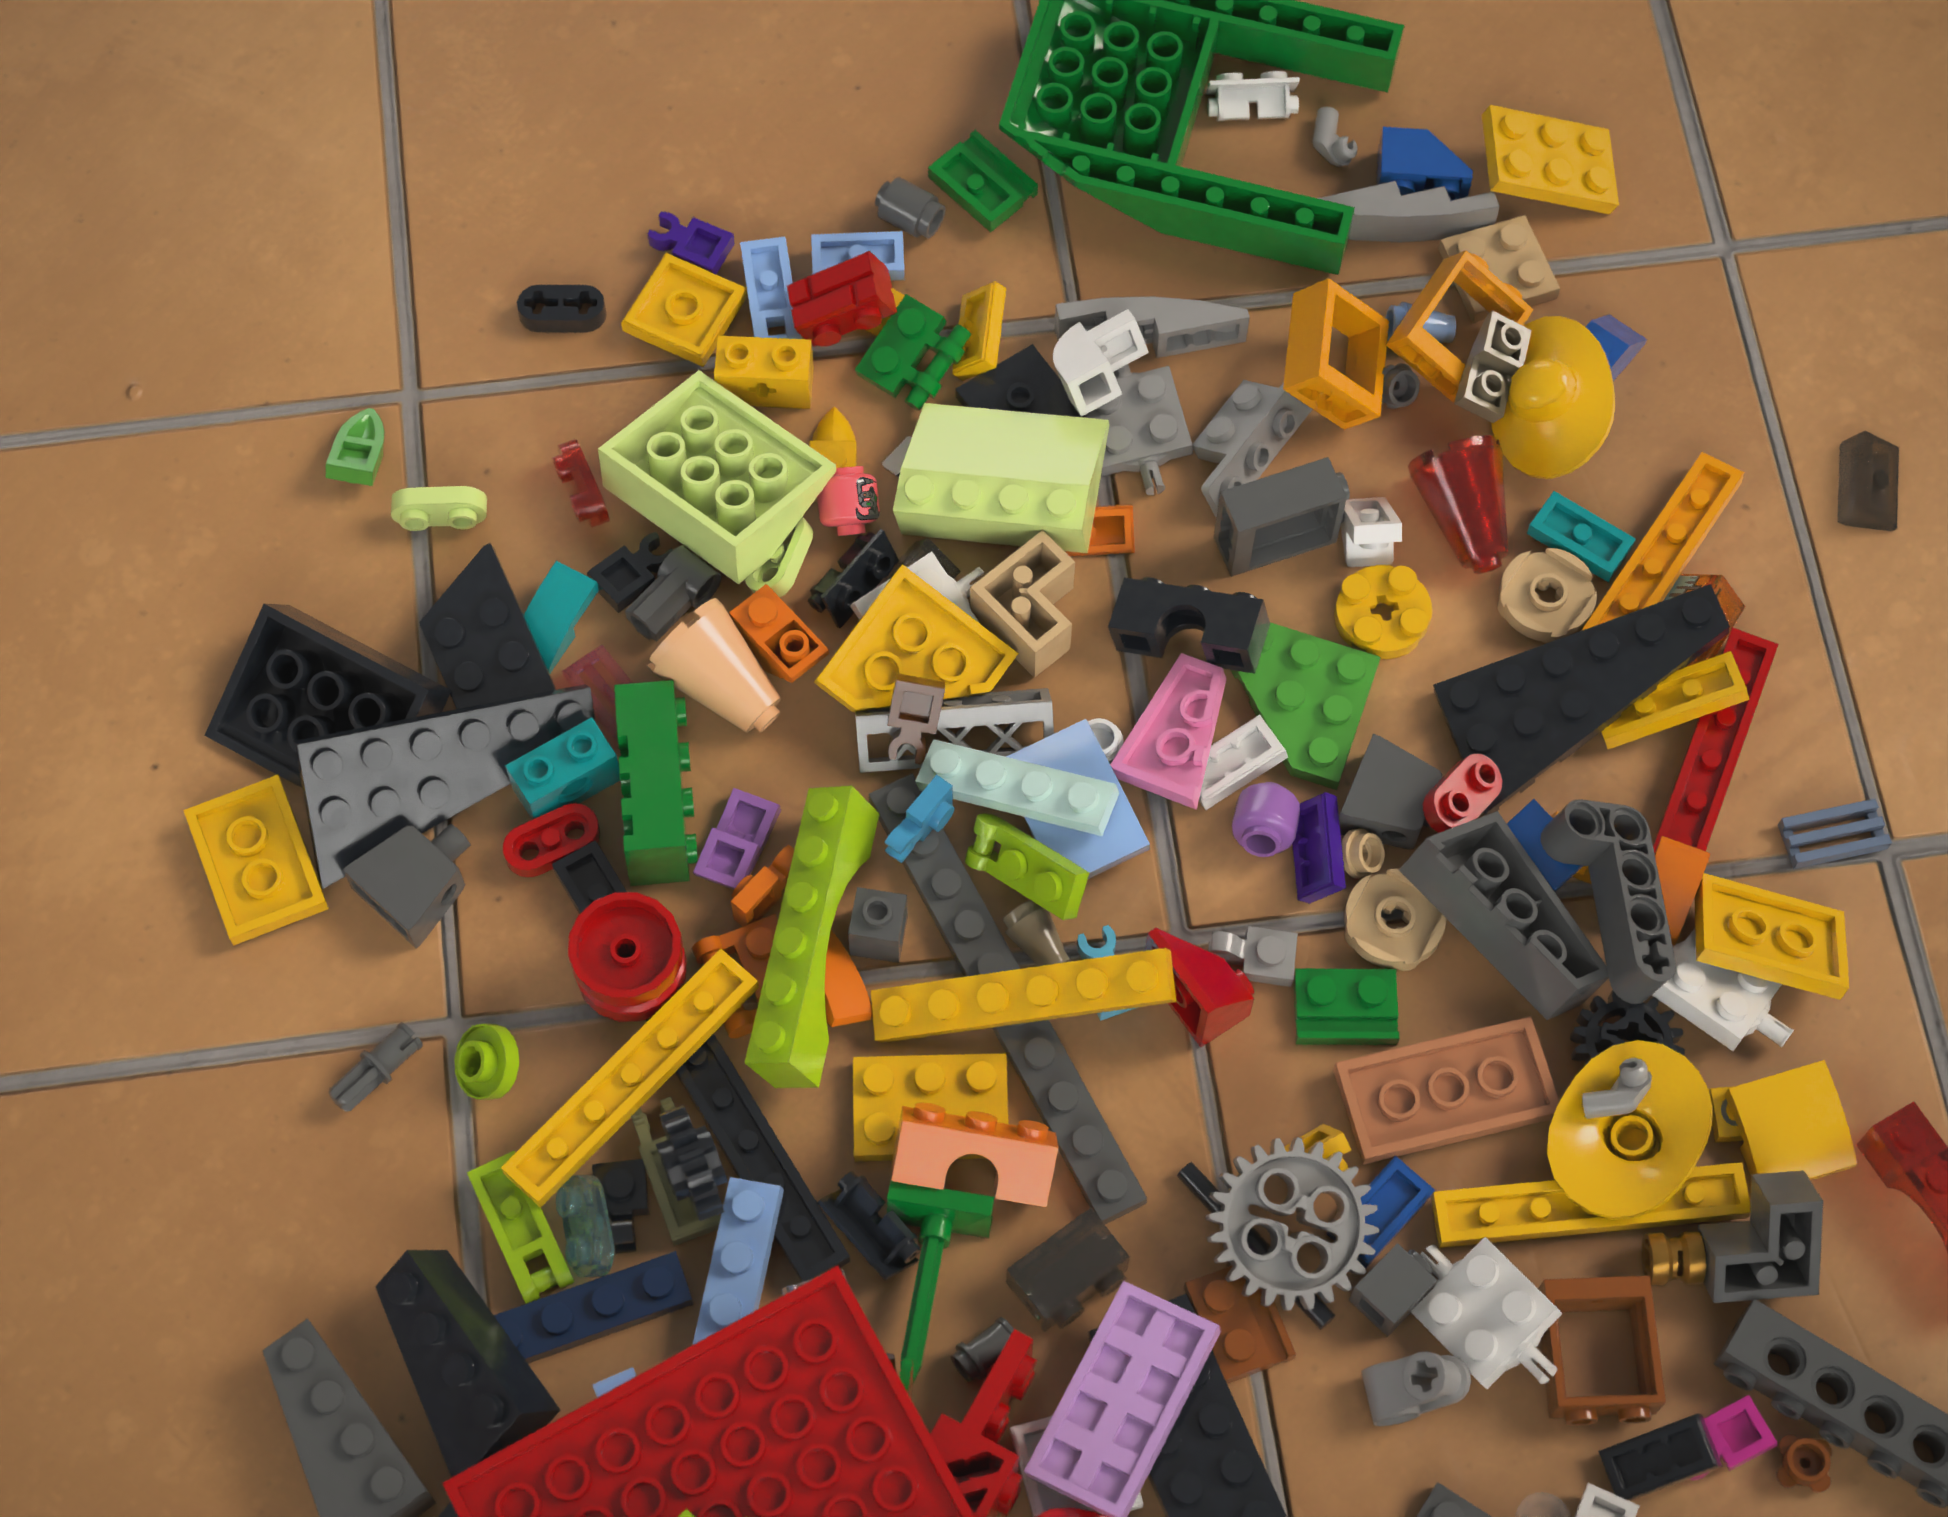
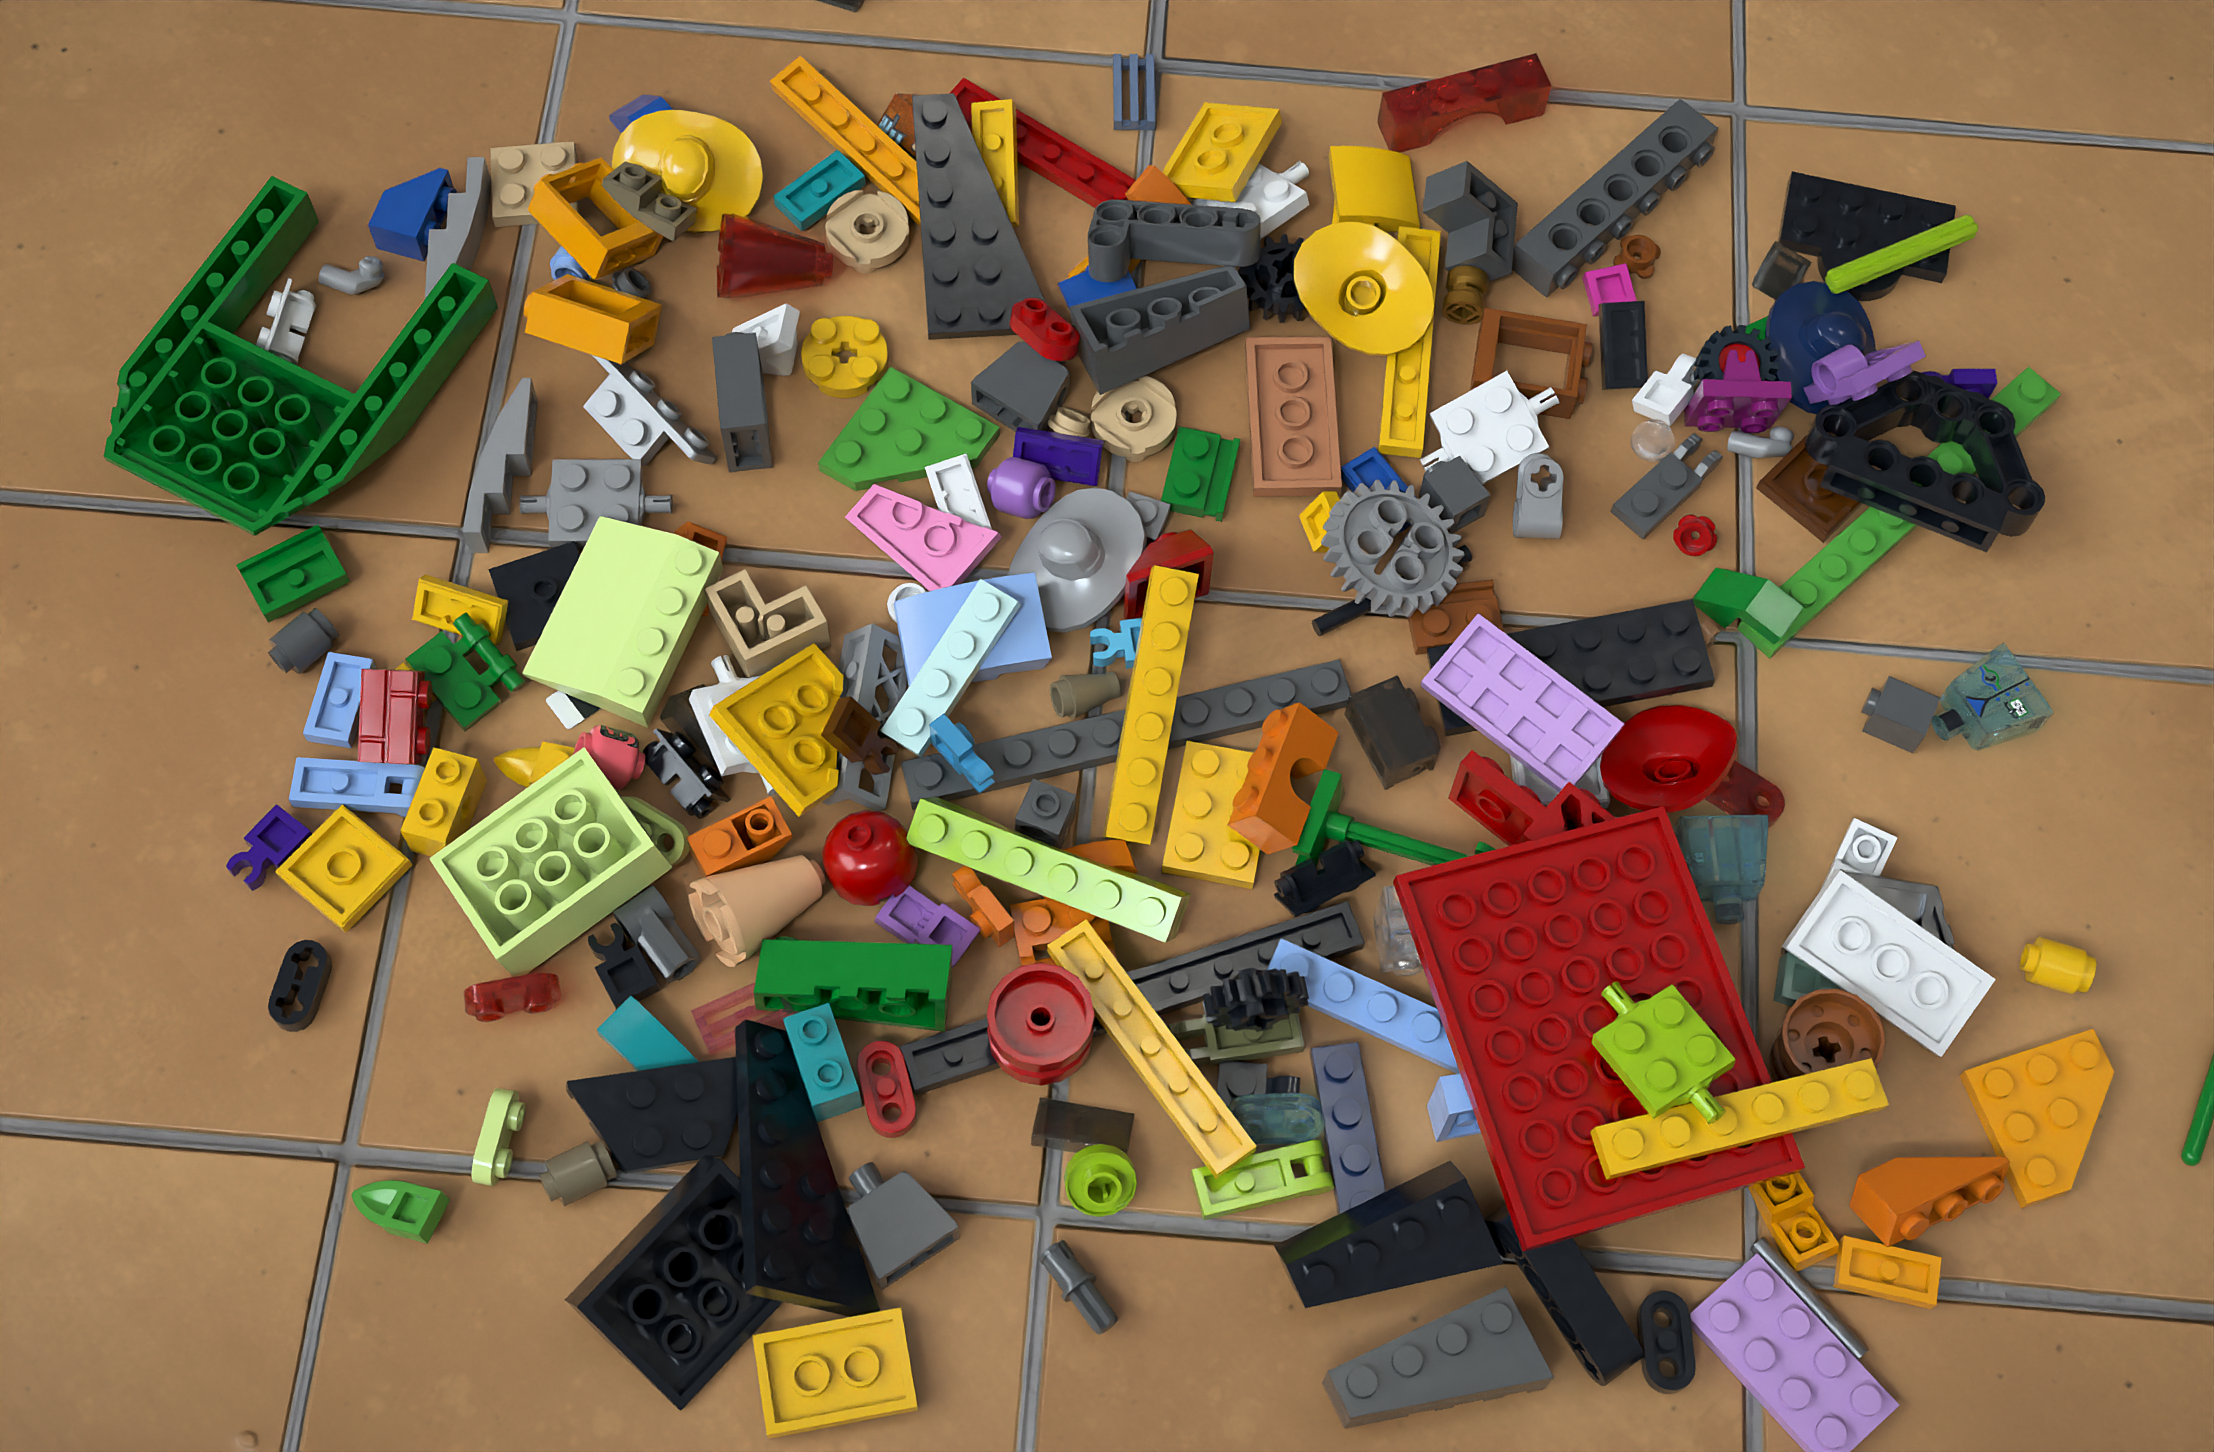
camera: 80 degrees left, 0 degrees up
(413, 582) = (577, 1172): none -> dark tan brick
(546, 1038) = (1076, 1126): none -> clear smoke slope
(790, 760) = (869, 857): none -> red cylinder
(982, 1351) = (1446, 813): dark grey pin -> none
(1027, 866) = (1024, 679): lime plate -> none
(1090, 357) = (533, 518): white brick -> none
(1153, 612) = (836, 465): black arch -> none
(1197, 893) = (1081, 556): none -> light grey hat
(1549, 159) = (445, 111): yellow plate -> none
(1624, 1095) = (1337, 280): light grey arm -> none

